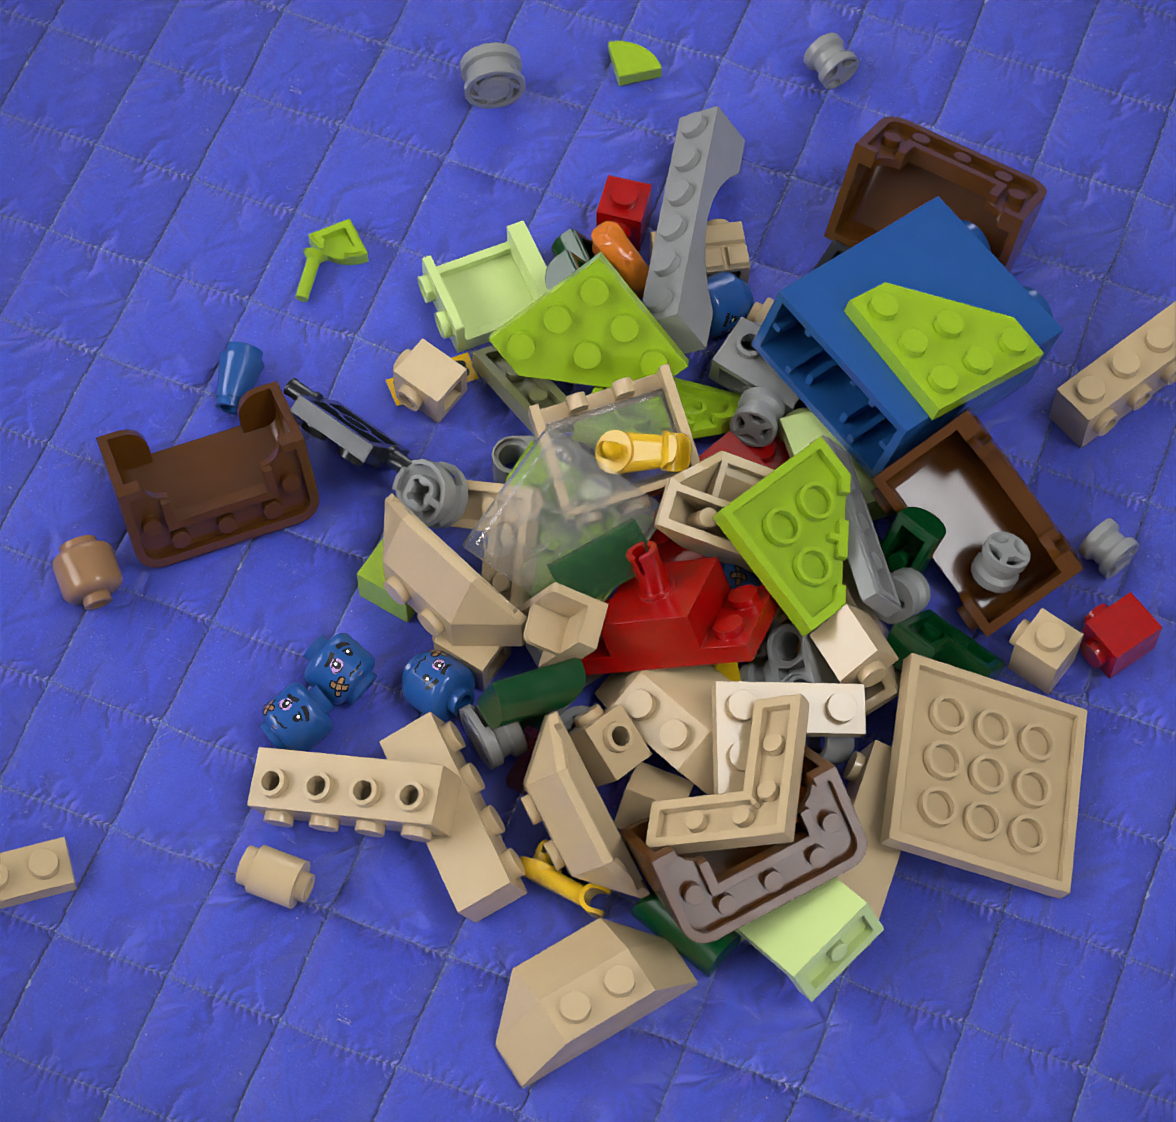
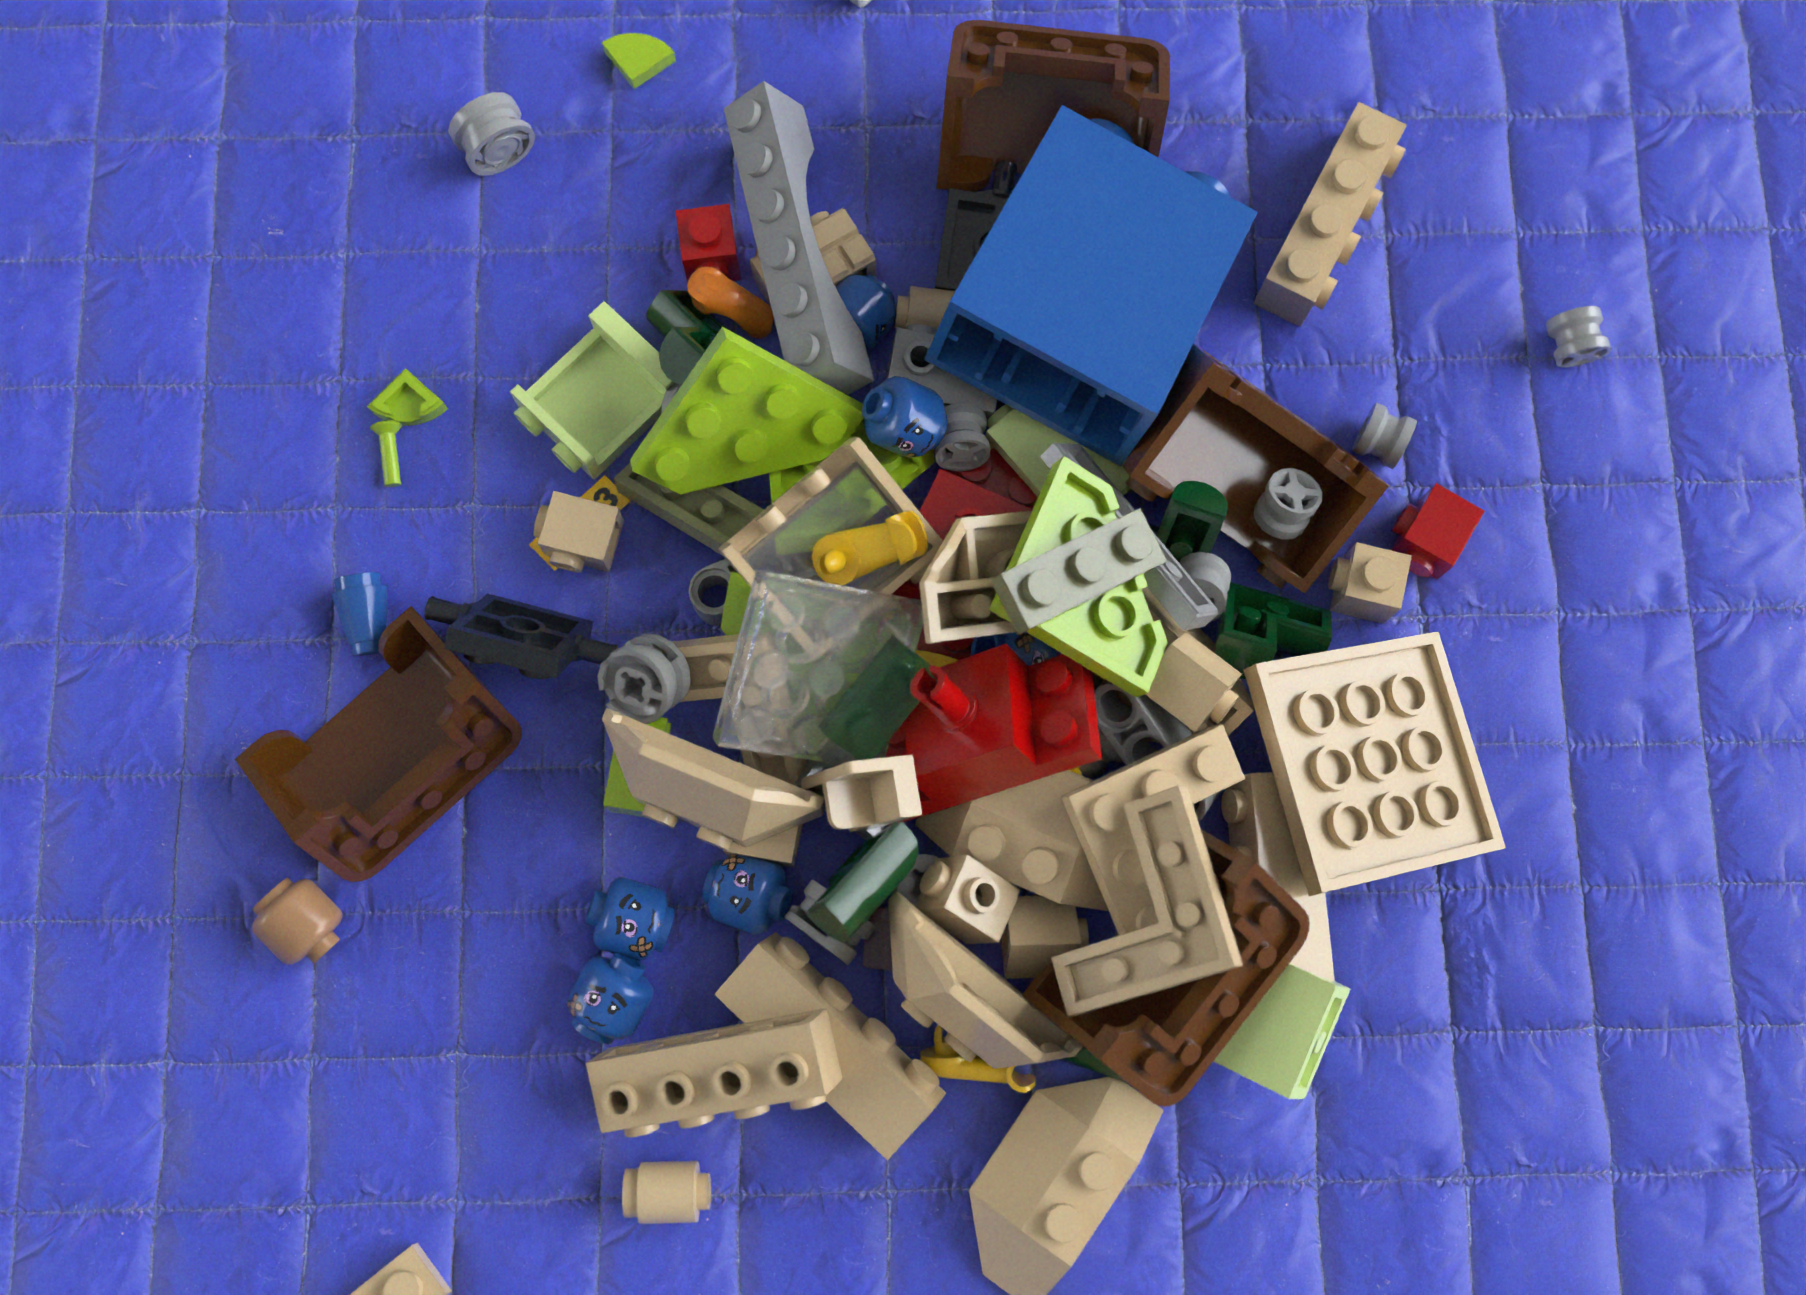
camera: 25 degrees left, 15 degrees up
(717, 380) = (904, 417): none -> blue head
(794, 516) = (1078, 571): none -> plate
(941, 346) = (1147, 291): lime plate -> none

